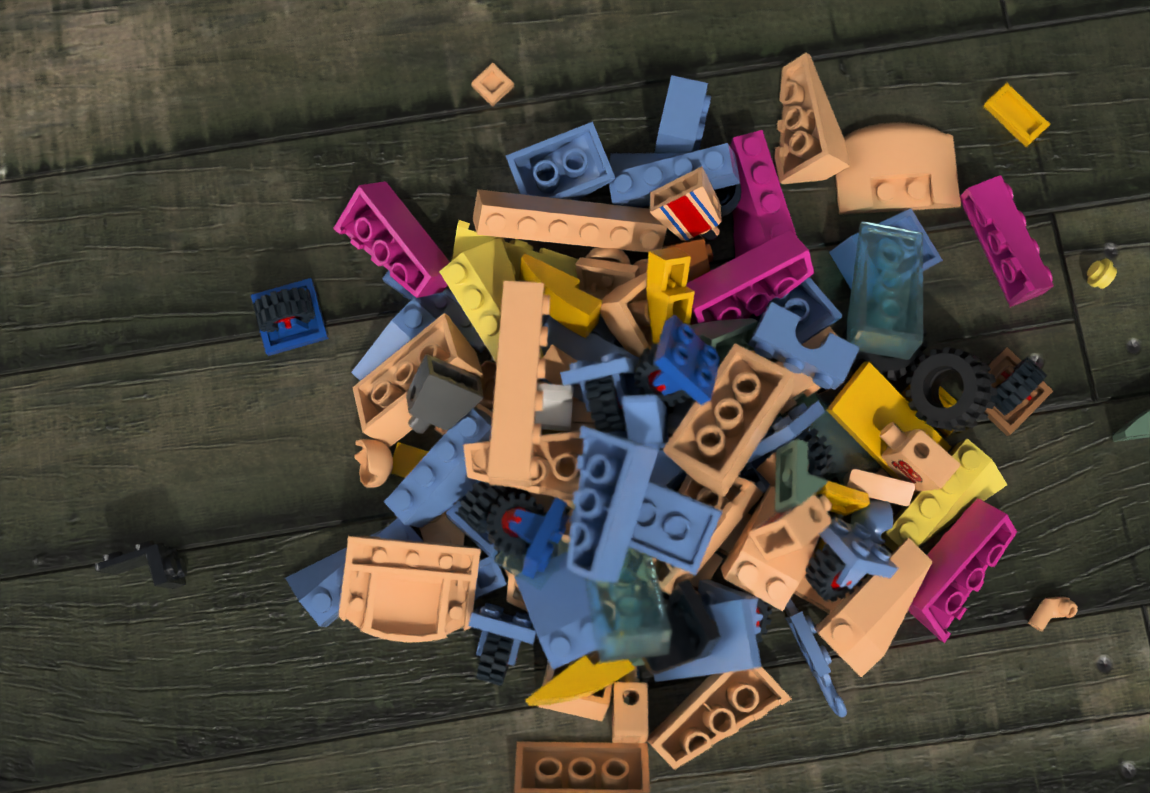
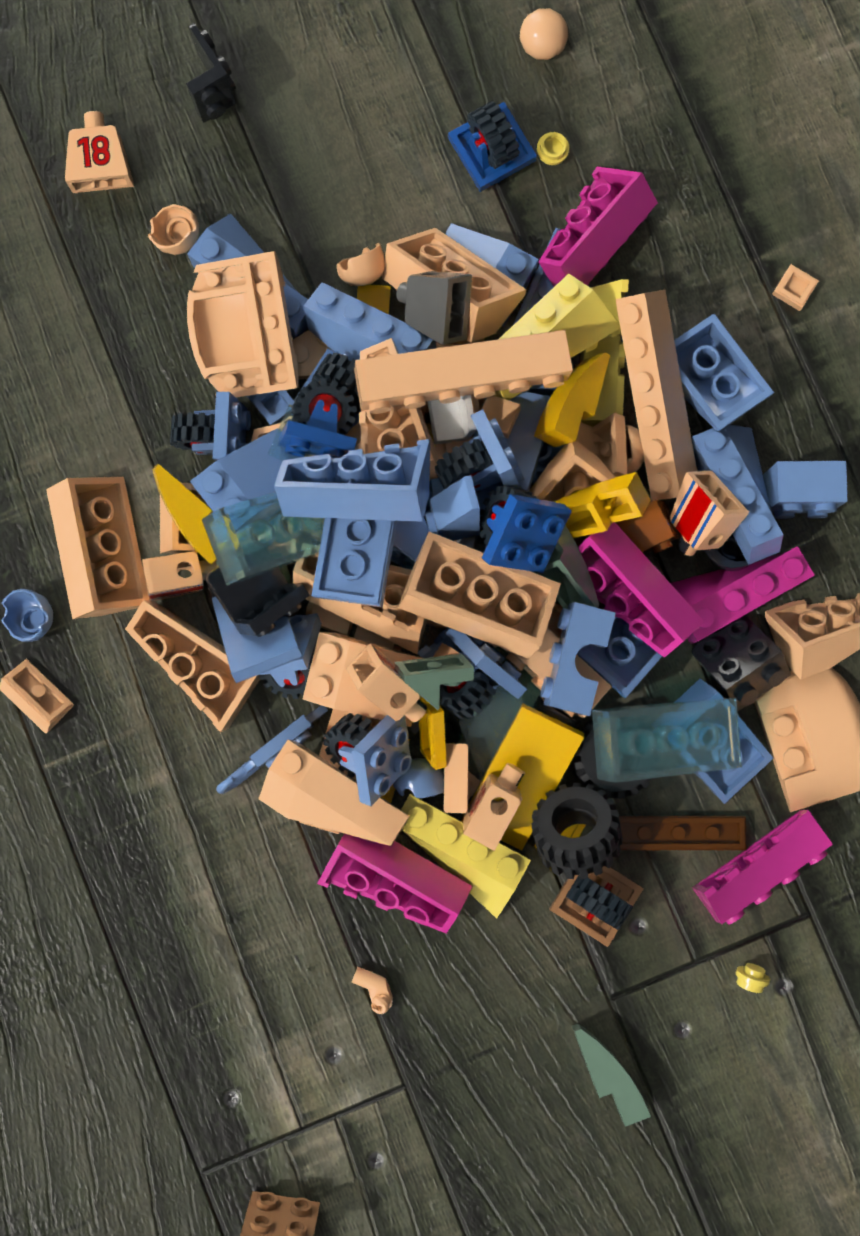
camera: 80 degrees right, 5 degrees up
(193, 696) = (96, 157): none -> light nougat torso
(194, 244) = (544, 34): none -> light nougat hair
(288, 635) = (174, 229): none -> light nougat hair
(306, 263) = (552, 148): none -> light yellow plate
(824, 210) = (742, 661): none -> black bracket
(962, 298) = (683, 832): none -> reddish brown tile

